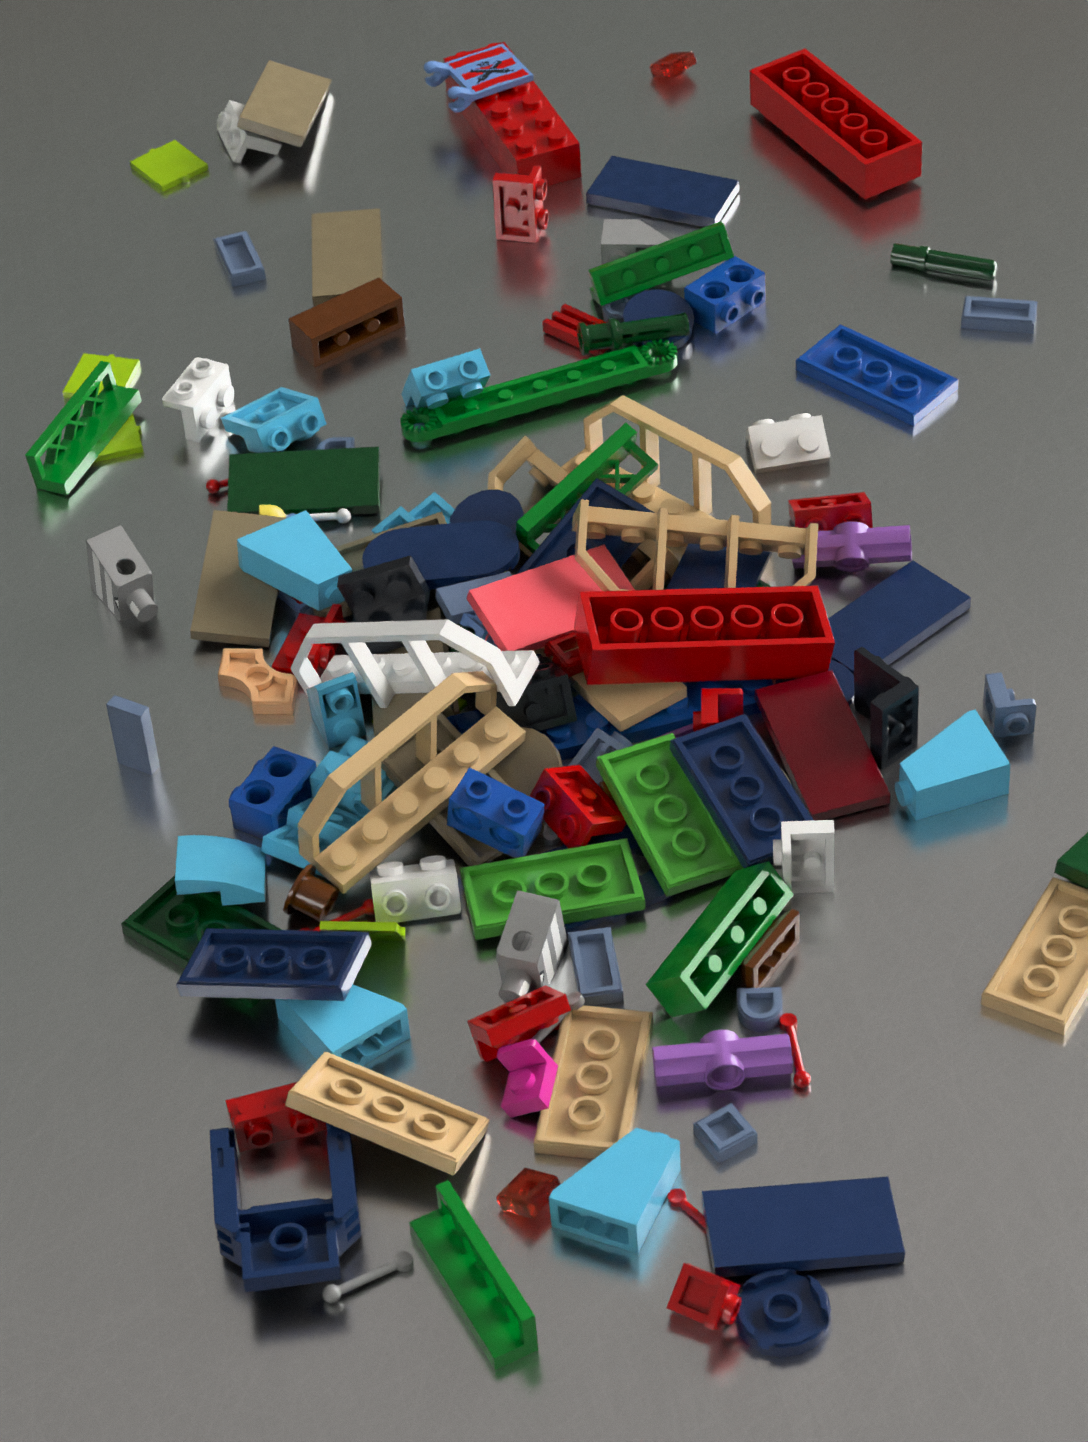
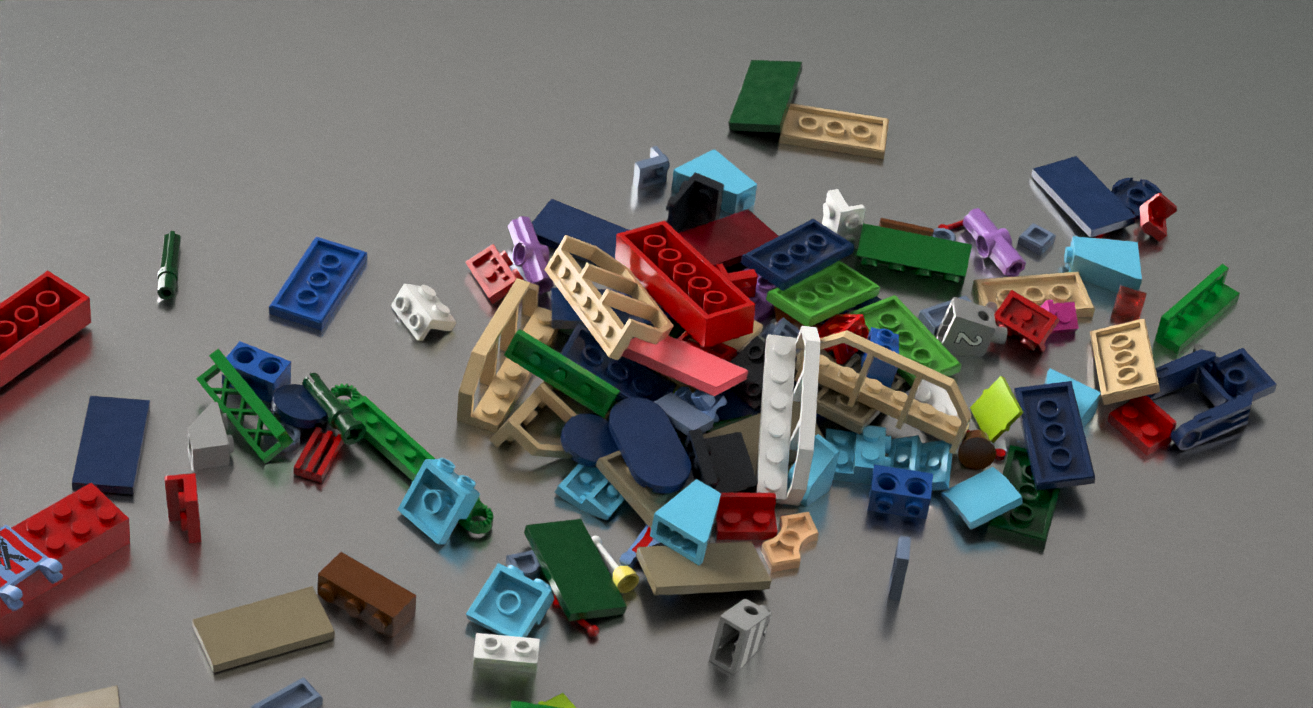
camera: 120 degrees left, 0 degrees up
(999, 314) = (224, 230): sand blue tile -> none

